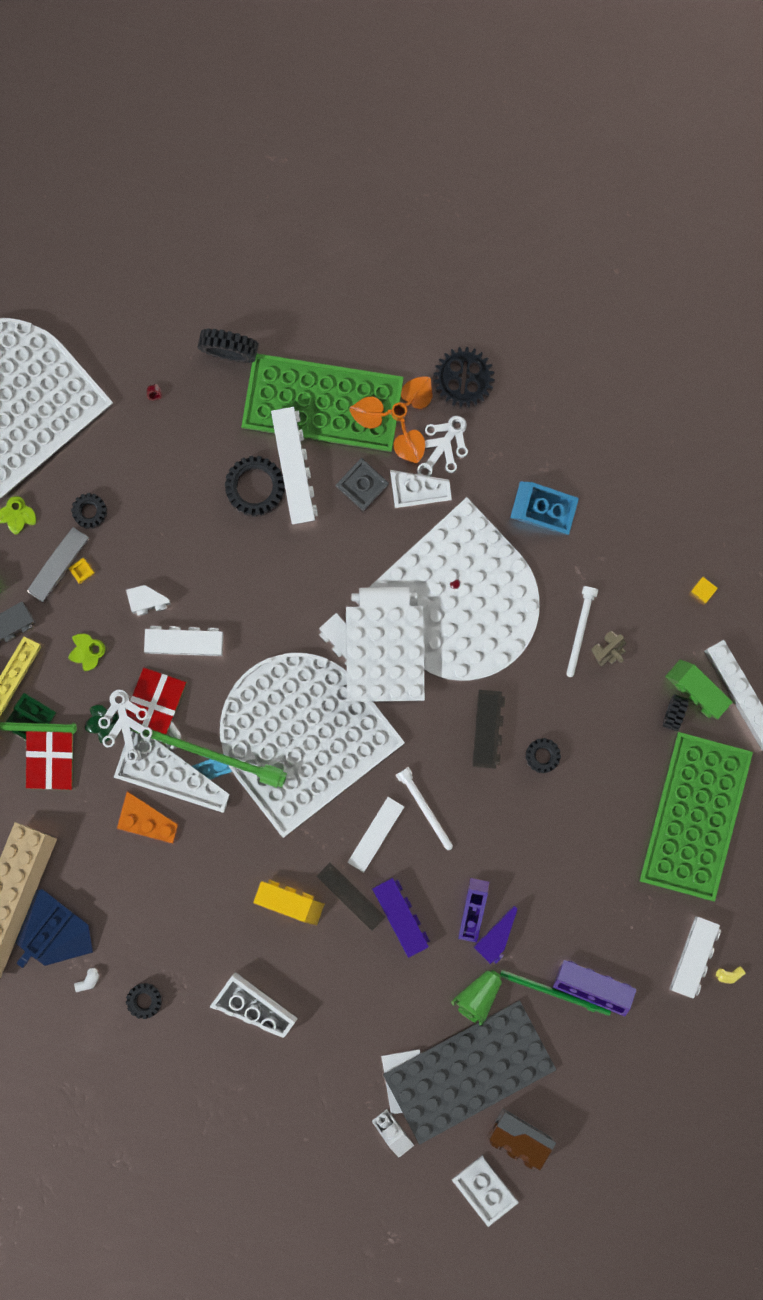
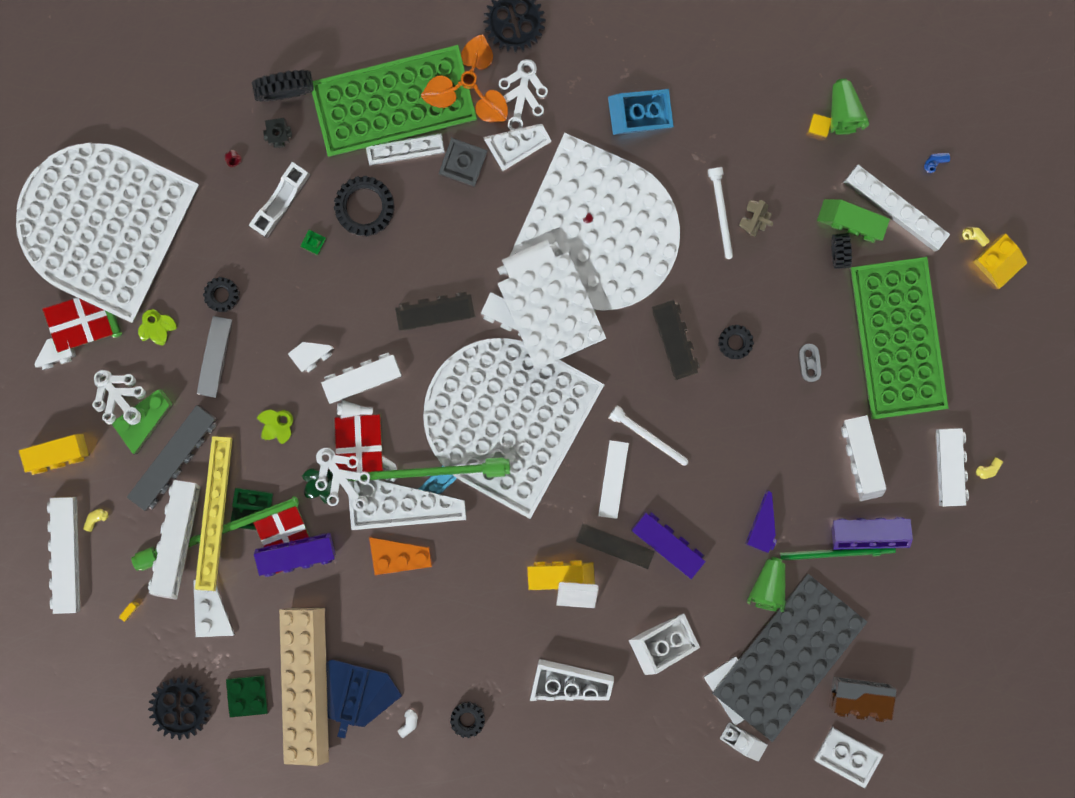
camera: 20 degrees left, 5 degrees up
(51, 777) = (294, 554): none -> dark purple brick
(81, 570) = (238, 353): yellow tile -> none
(159, 665) = (348, 409): none -> white cone
(171, 454) = (274, 209): none -> white arch
(194, 499) = (313, 242): none -> green tile
(204, 379) = (274, 126): none -> pearl dark grey brick
(277, 610) = (435, 312): none -> clear smoke brick
(293, 465) = (391, 171): white brick -> none
(295, 926) = (577, 595): none -> white tile
(327, 453) = (405, 149): none -> white tile
(357, 1009) = (664, 644): none -> white slope
(473, 910) = (732, 509): dark purple slope -> none
(603, 804) = (811, 362): none -> light grey plate
(616, 914) = (864, 458): none -> white wedge
(734, 585) = (846, 109): none -> bright green cone

